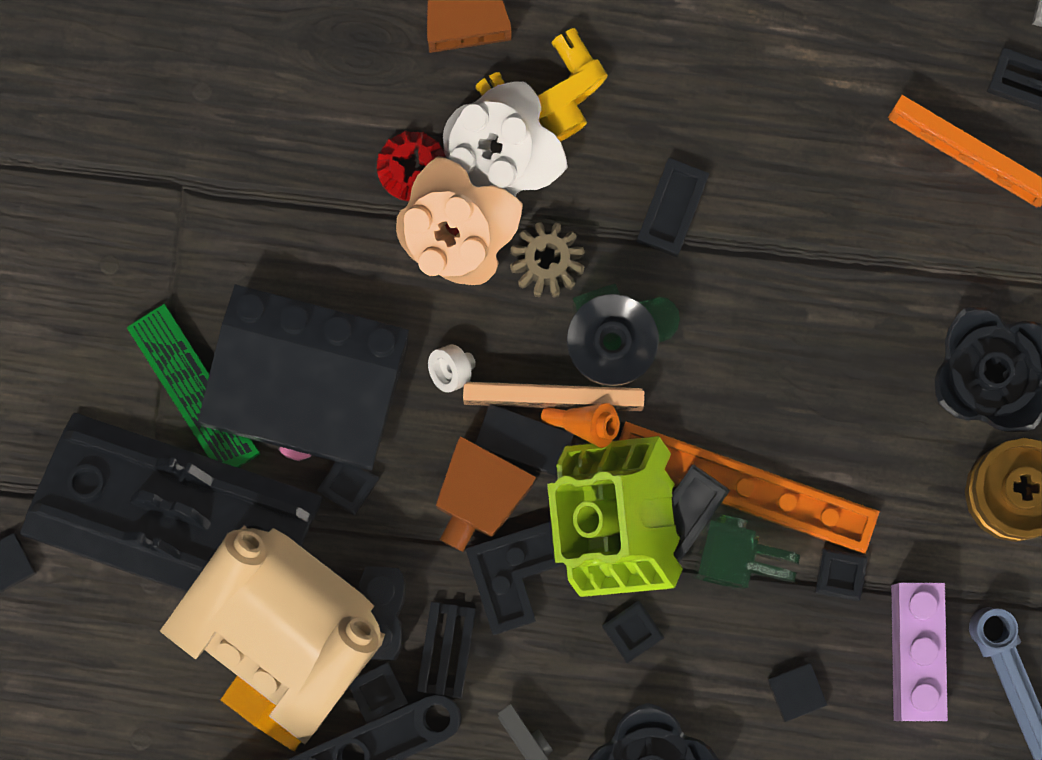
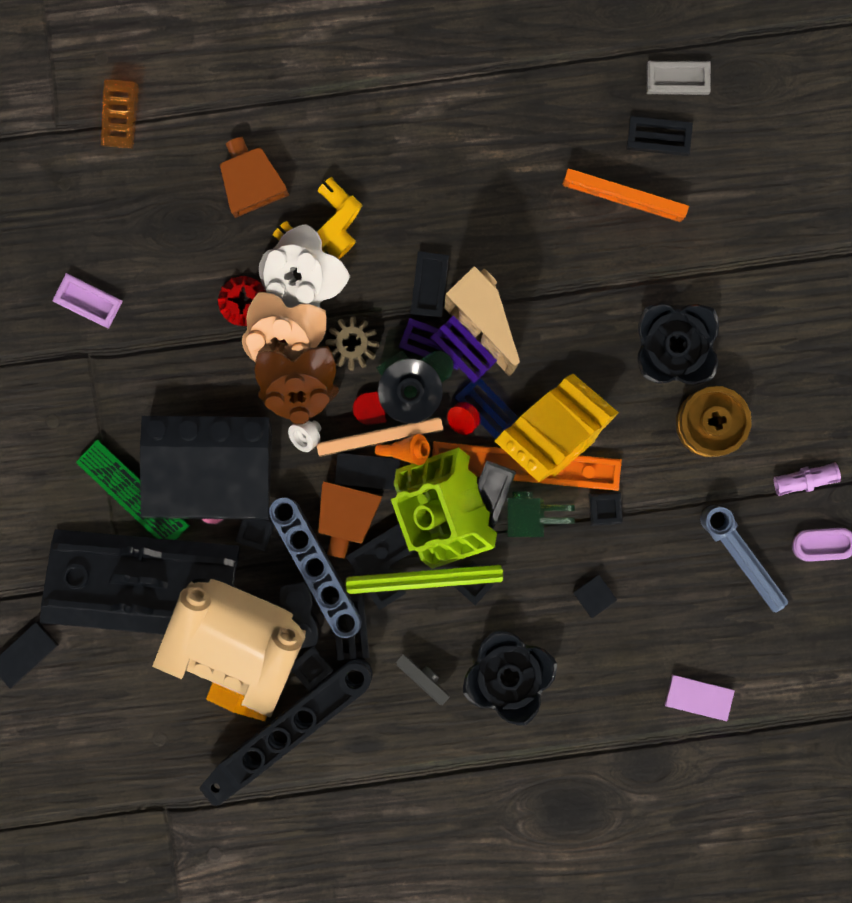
camera: 10 degrees left, 5 degrees up
(200, 113) = (87, 301): none -> lavender tile
(409, 533) = (303, 556): none -> sand blue beam
(457, 296) = (298, 386): none -> reddish brown brick
(548, 355) = (368, 409): none -> red tile
(566, 607) = (424, 579): none -> lime axle
(667, 274) = (427, 328): none -> dark purple tile
(675, 399) = (463, 418): none -> red tile
(679, 272) = (445, 329): none -> dark purple tile
(692, 364) = (480, 383): none -> clear blue tile
(735, 258) = (480, 310): none -> tan slope
(802, 444) = (557, 428): none -> yellow slope
(919, 652) = (671, 549): lavender brick -> none

